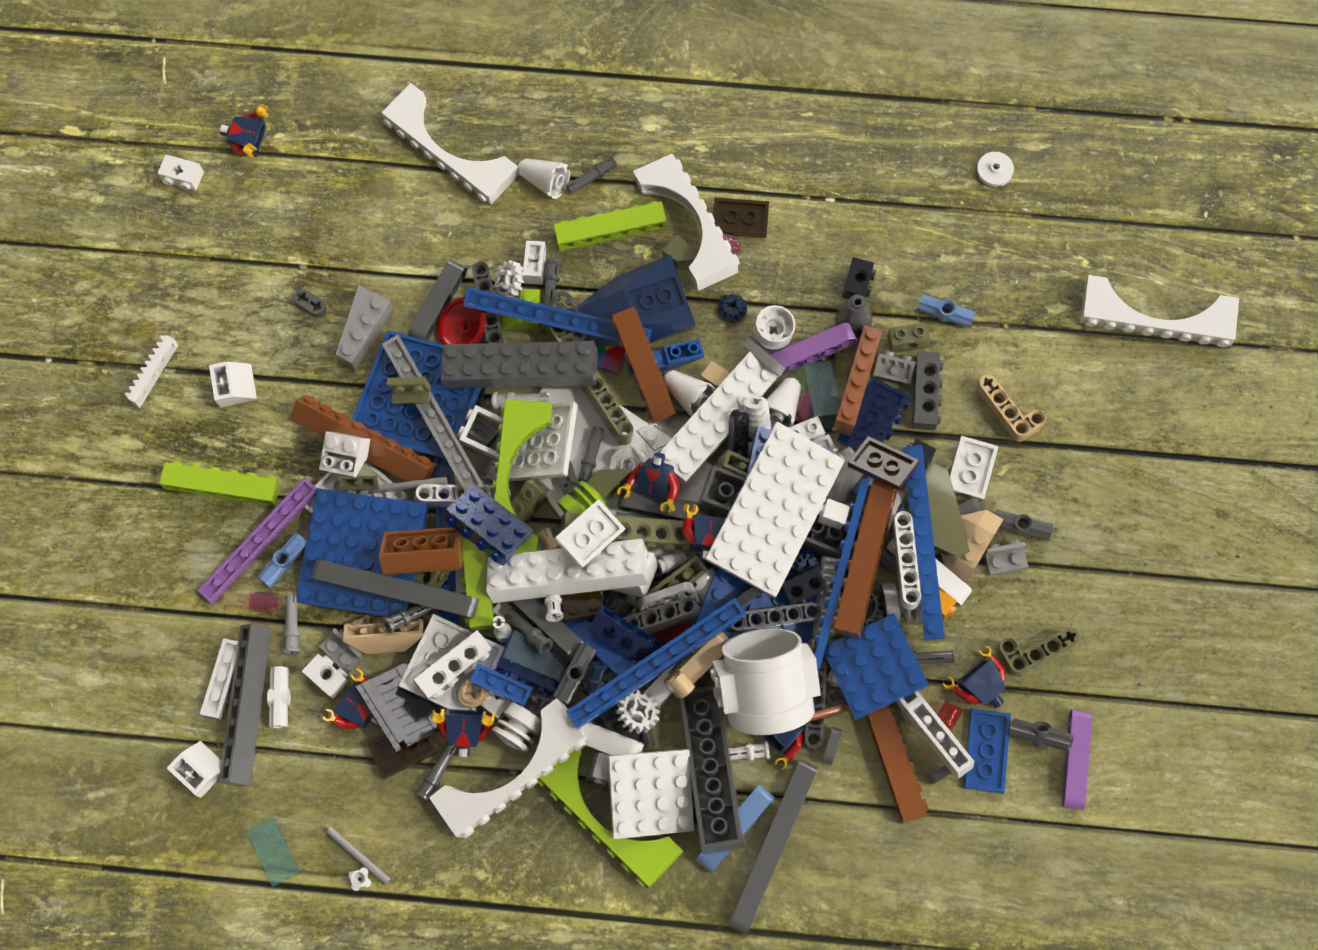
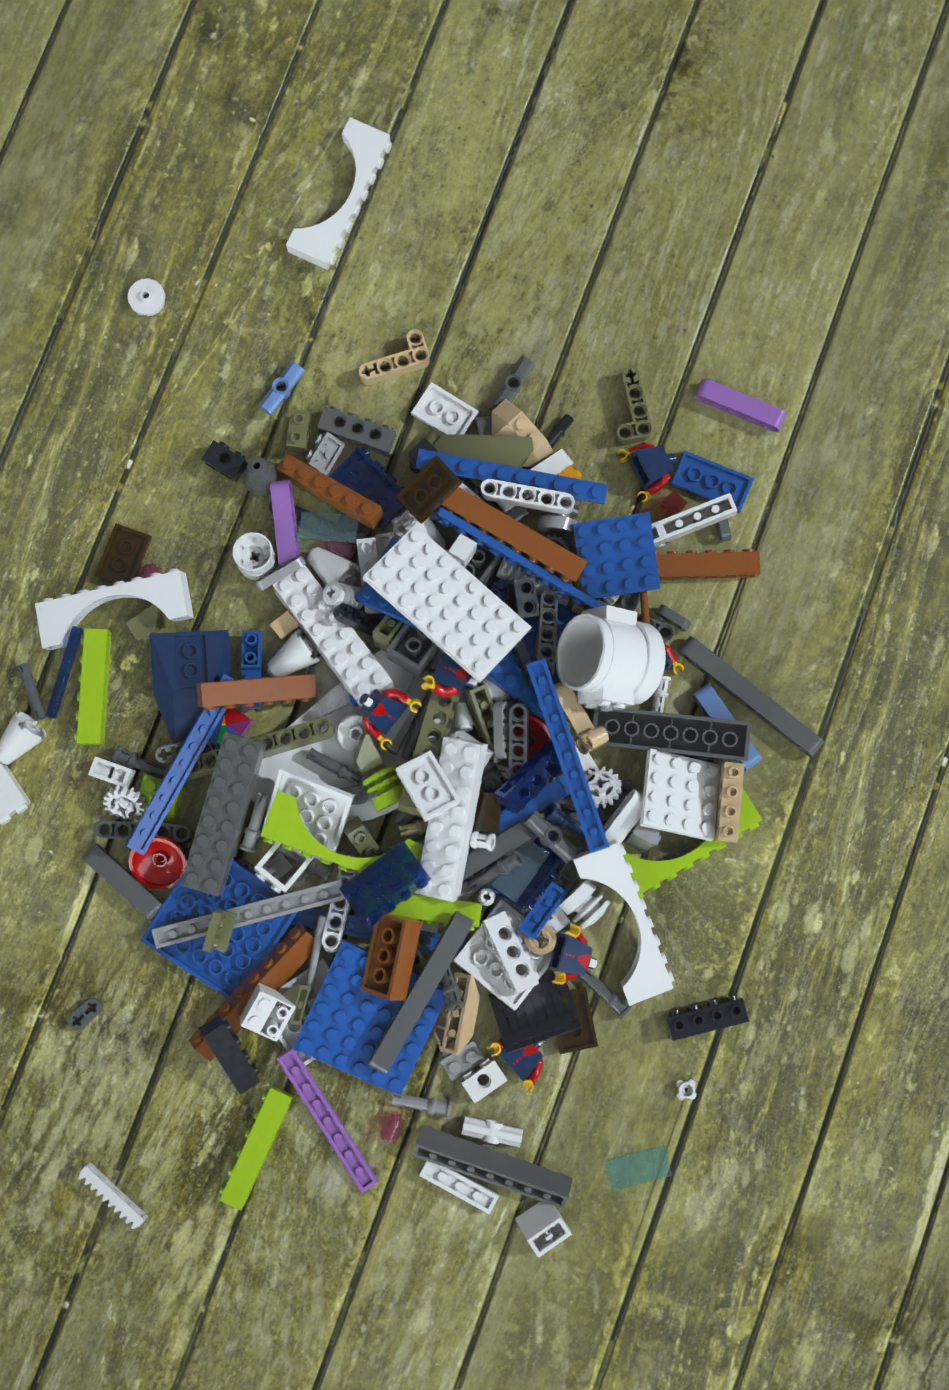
camera: 80 degrees left, 10 degrees up
(232, 383) = (152, 1112): white slope -> none
(274, 570) = (363, 1109): medium blue piece -> none
(298, 432) = (229, 1055): none -> black brick
(358, 855) = (663, 1086): light grey bar -> none
(364, 323) = (129, 964): light grey wedge -> none
(434, 880) = (706, 1018): none -> black brick
(617, 196) = (64, 672): none -> clear blue axle
(655, 844) = (729, 802): none -> tan brick
(734, 315) = (216, 600): dark blue gear -> none
(935, 657) = (615, 500): dark grey pin -> none
(990, 583) = (559, 430): none -> black axle
(1005, 558) = (540, 408): light grey bracket -> none
(1041, 734) = (712, 428): dark grey piece -> none

